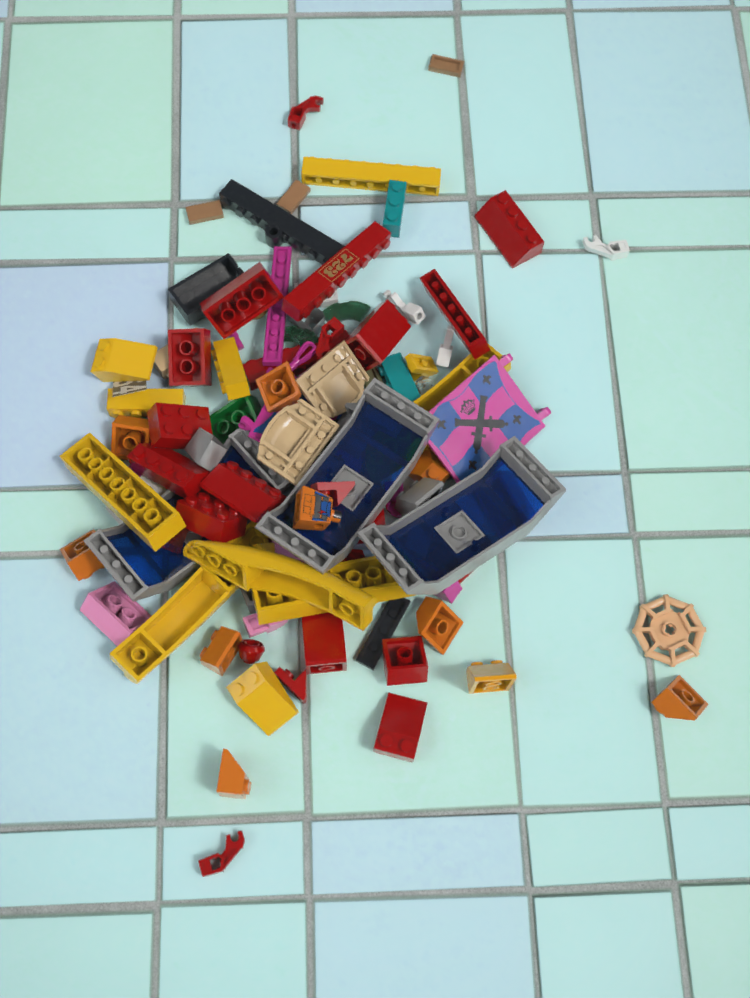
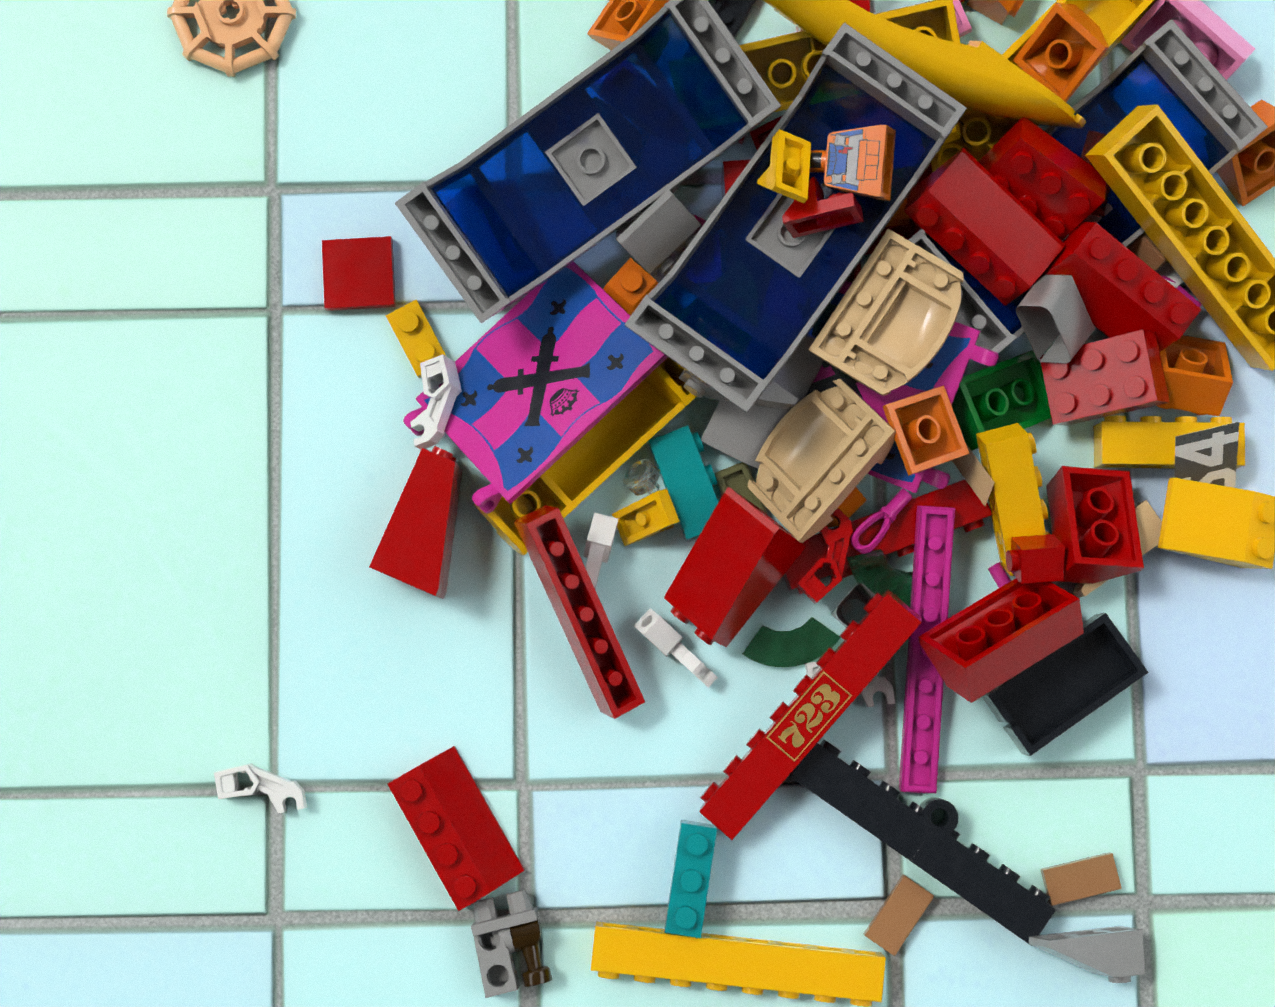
camera: 170 degrees left, 15 degrees up
(191, 592) = (1062, 50): none -> orange slope
(199, 177) = (1102, 951): none -> light grey slope
(221, 337) = (1036, 558): none -> red brick
(253, 382) = (975, 475): none -> tan sticker
(352, 504) = (788, 166): none -> yellow slope
(484, 185) = (501, 936): none -> light grey hips
(532, 413) = (435, 417): none -> white piece
(537, 349) = (422, 527): none -> red slope
(546, 455) = (415, 334): none -> yellow plate
(582, 489) = (358, 273): none -> red tile

